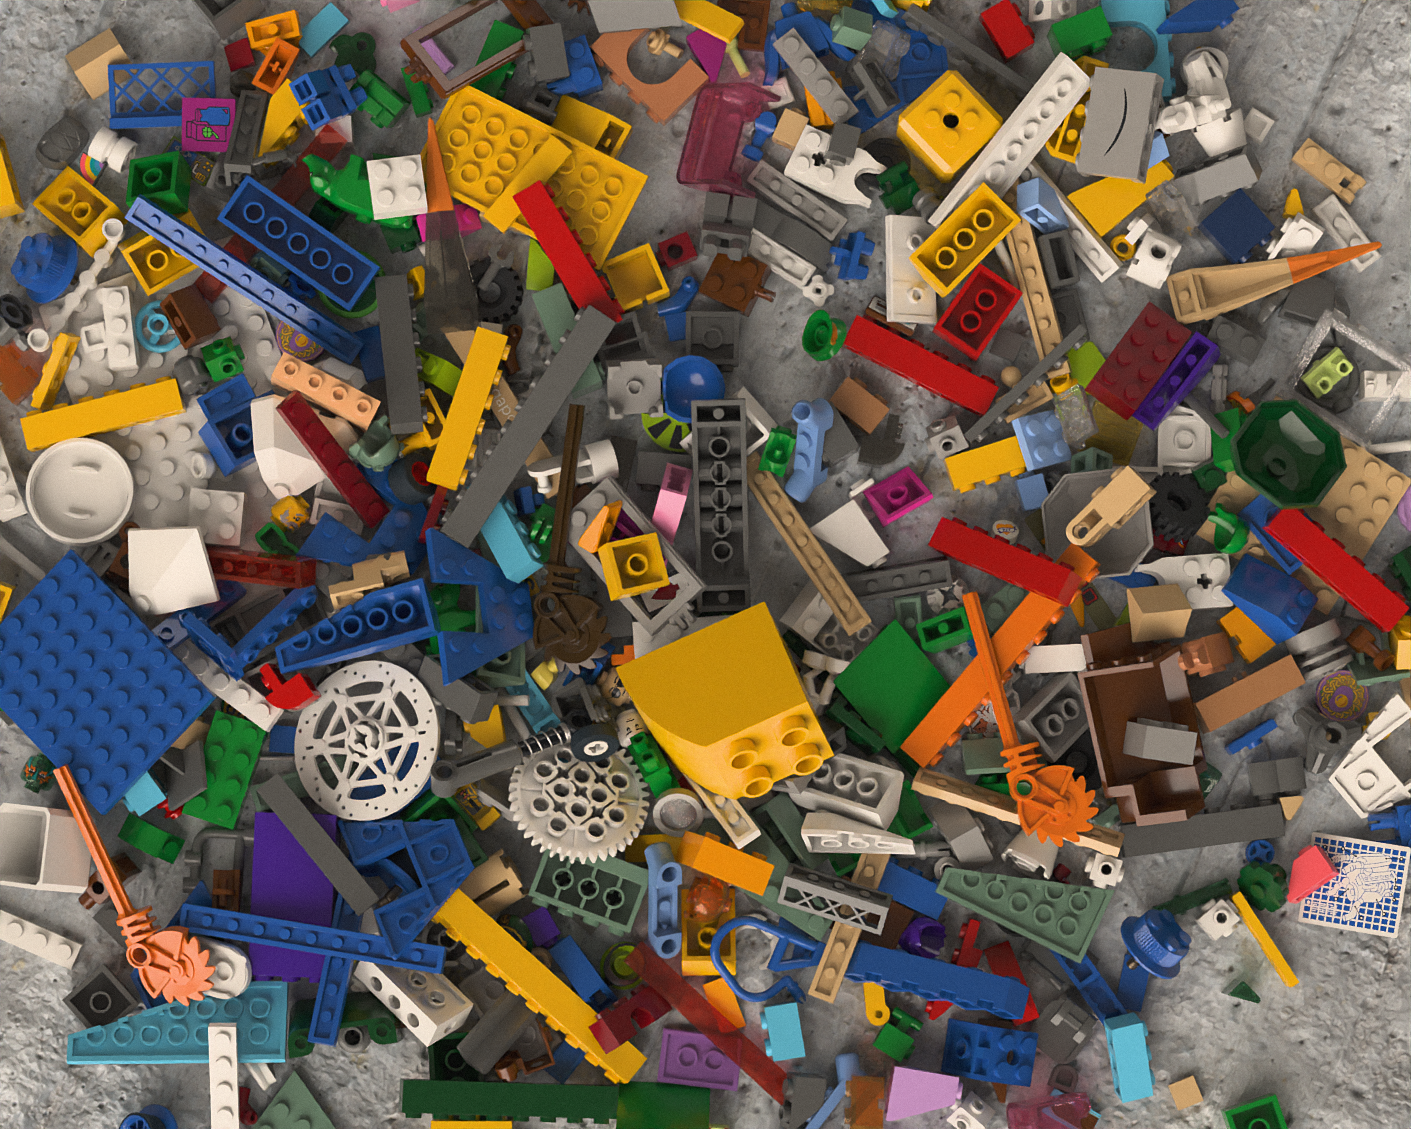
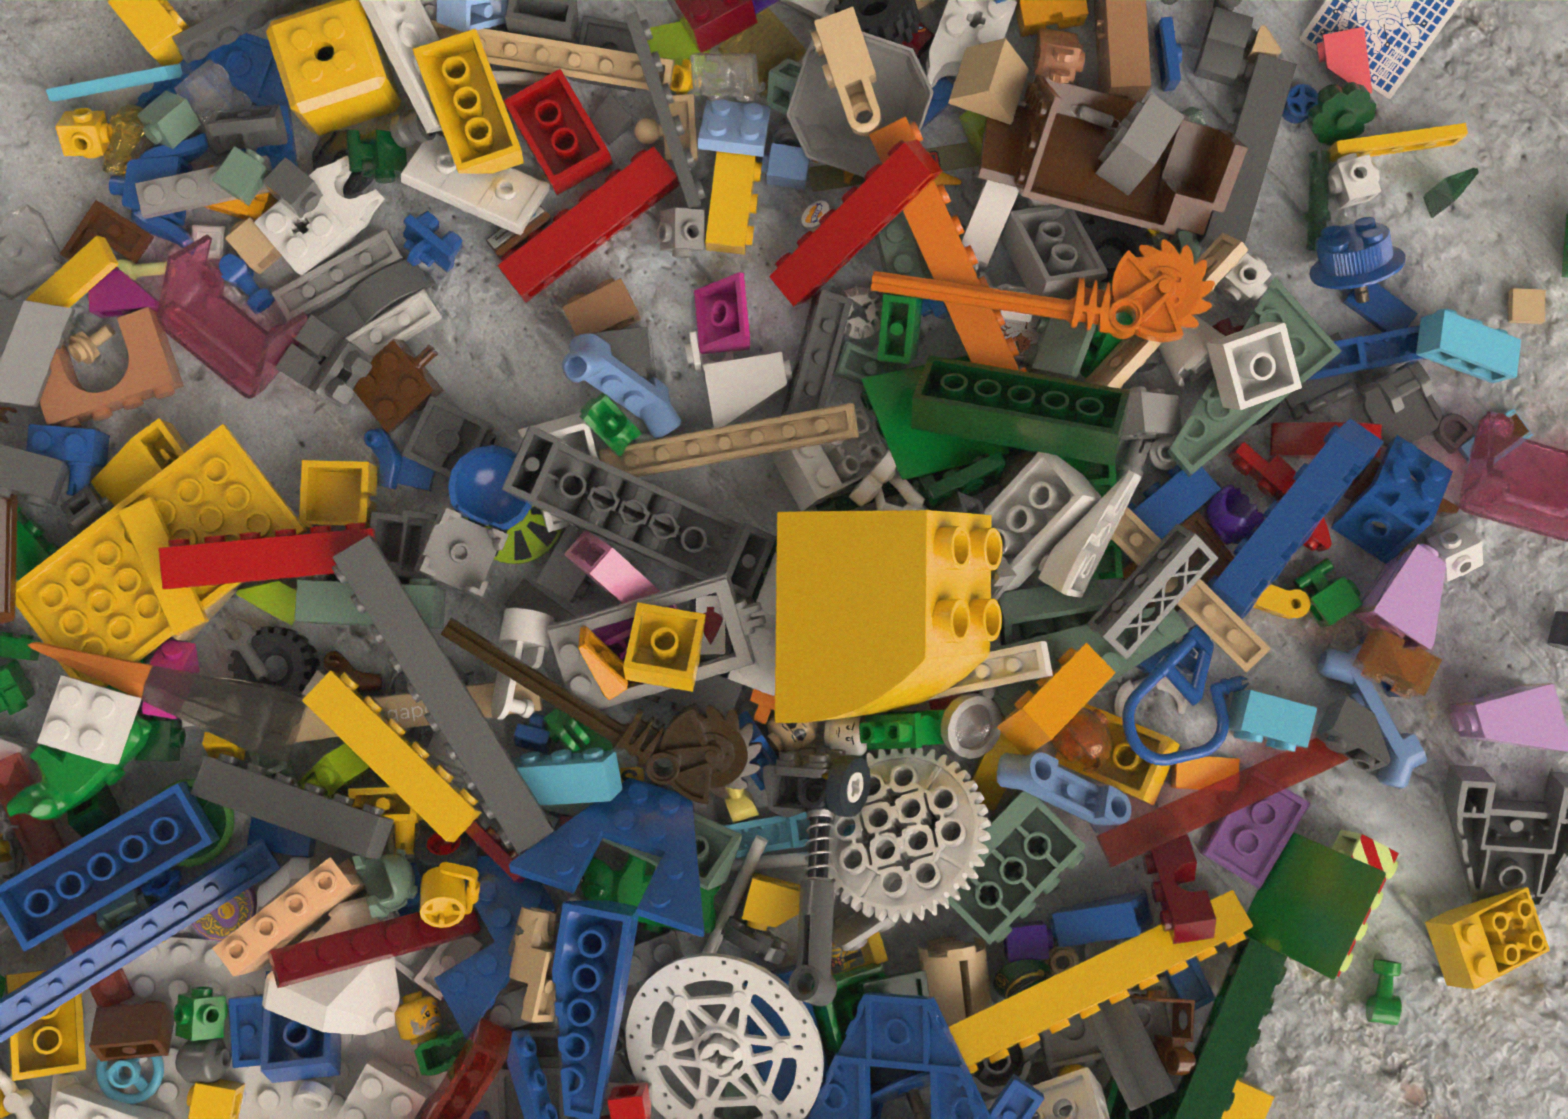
camera: 65 degrees left, 0 degrees up
(386, 492) = (445, 894): none -> yellow piece
(466, 696) = (727, 913): dark grey brick -> none
(580, 493) = (552, 670): reddish brown plate -> none
(615, 971) = (1106, 879): lime piece -> none
(682, 241) = (321, 424): dark red brick -> none
(818, 298) = (457, 305): white plate -> none
(823, 335) = (503, 314): green piece -> none
(834, 104) = (242, 174): none -> sand green brick
(882, 452) = (665, 309): clear smoke brick -> none
(921, 742) = (1020, 409): none -> dark green brick
(1033, 898) = (1254, 365): none -> white brick
(1170, 702) = (1094, 116): none -> white piece

